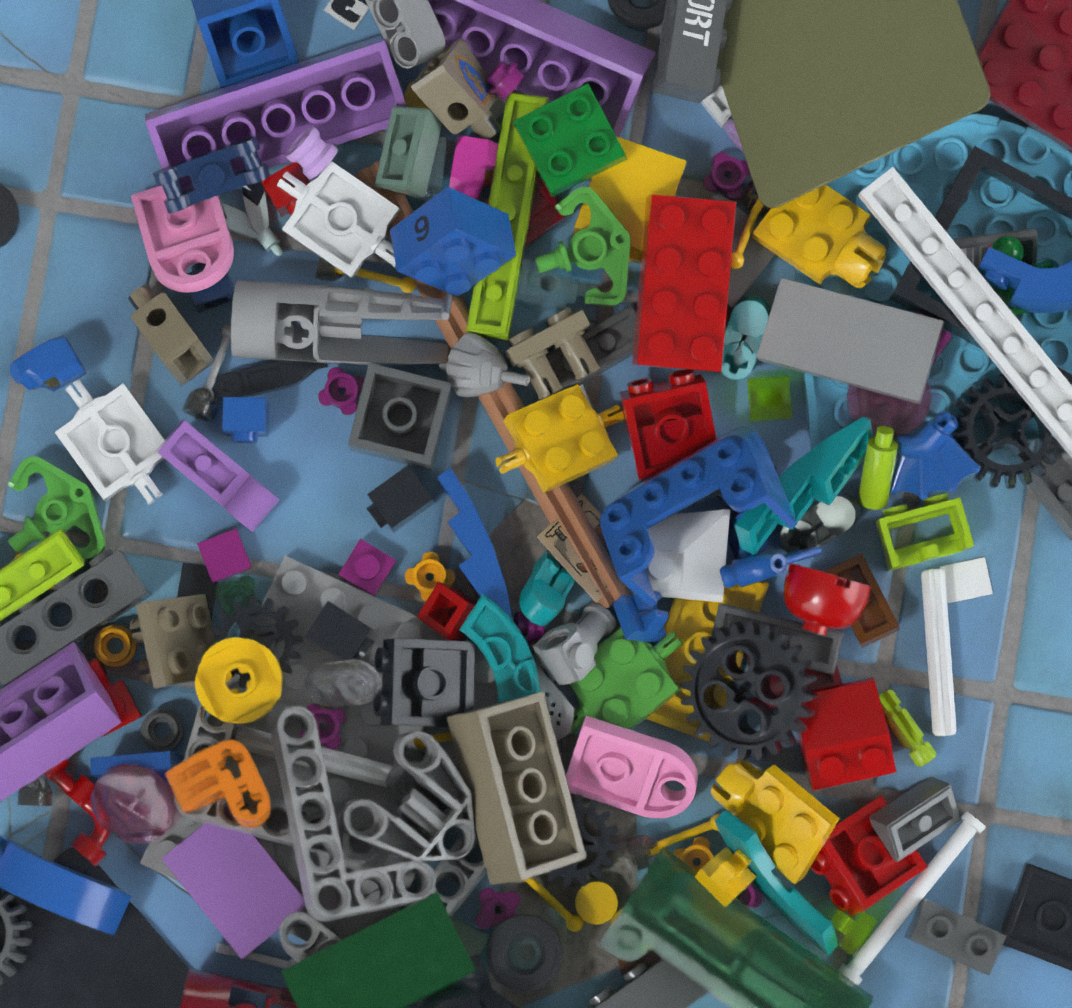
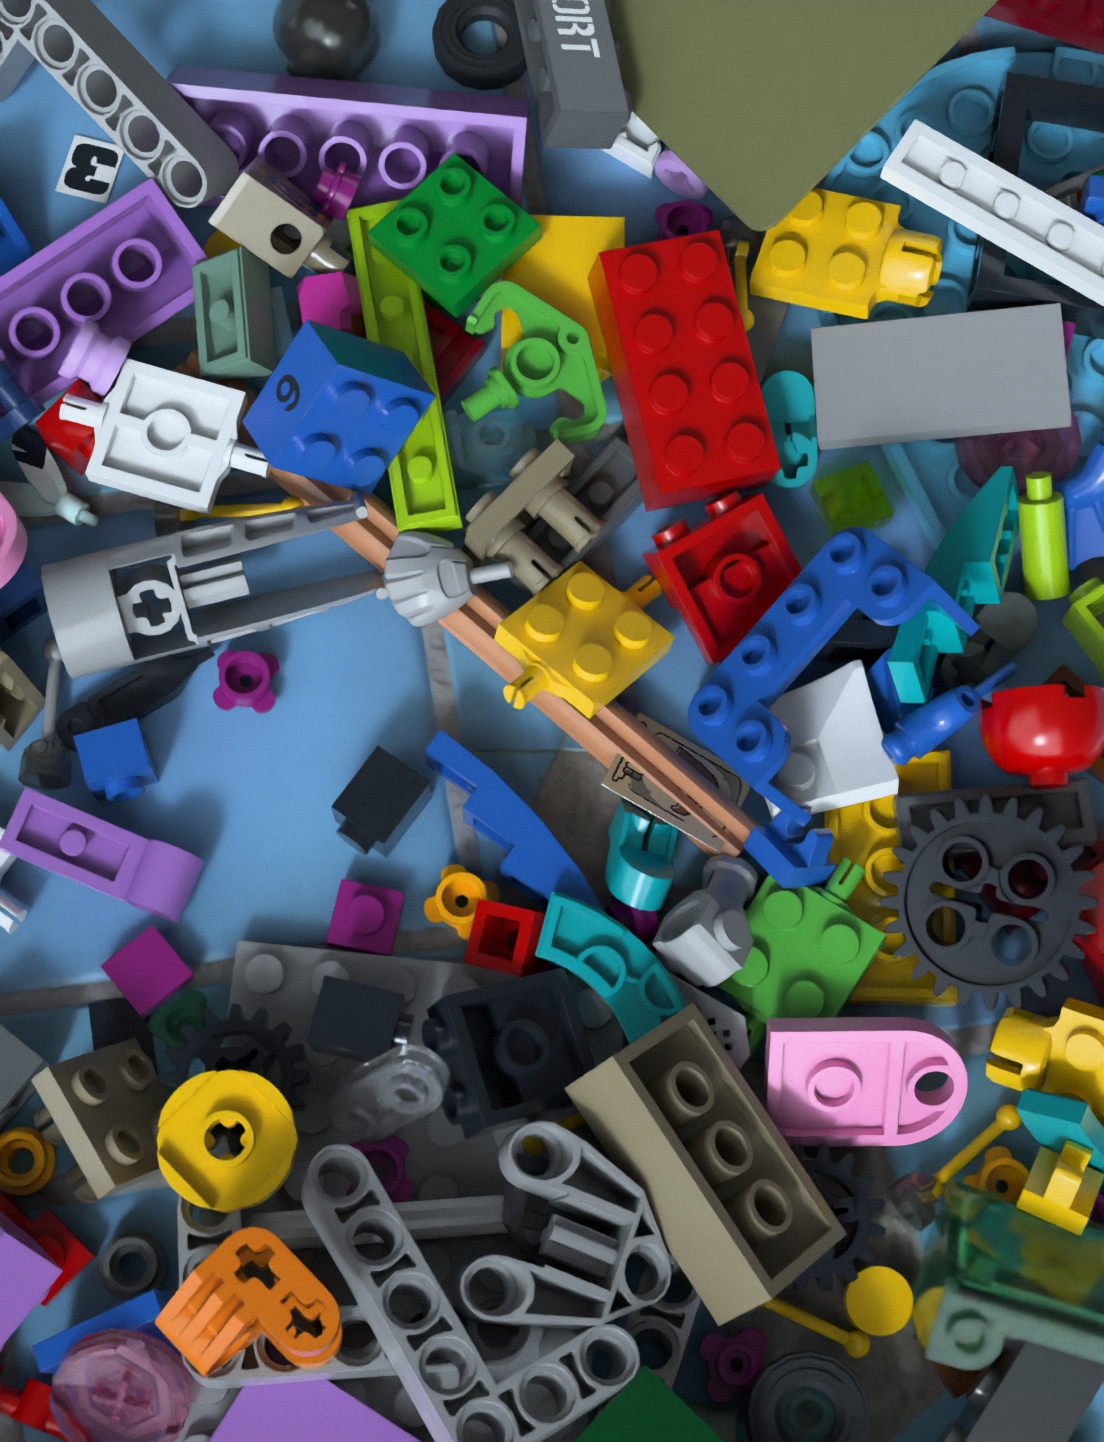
camera: 25 degrees left, 10 degrees down
(400, 416) = (342, 683): dark grey brick -> none

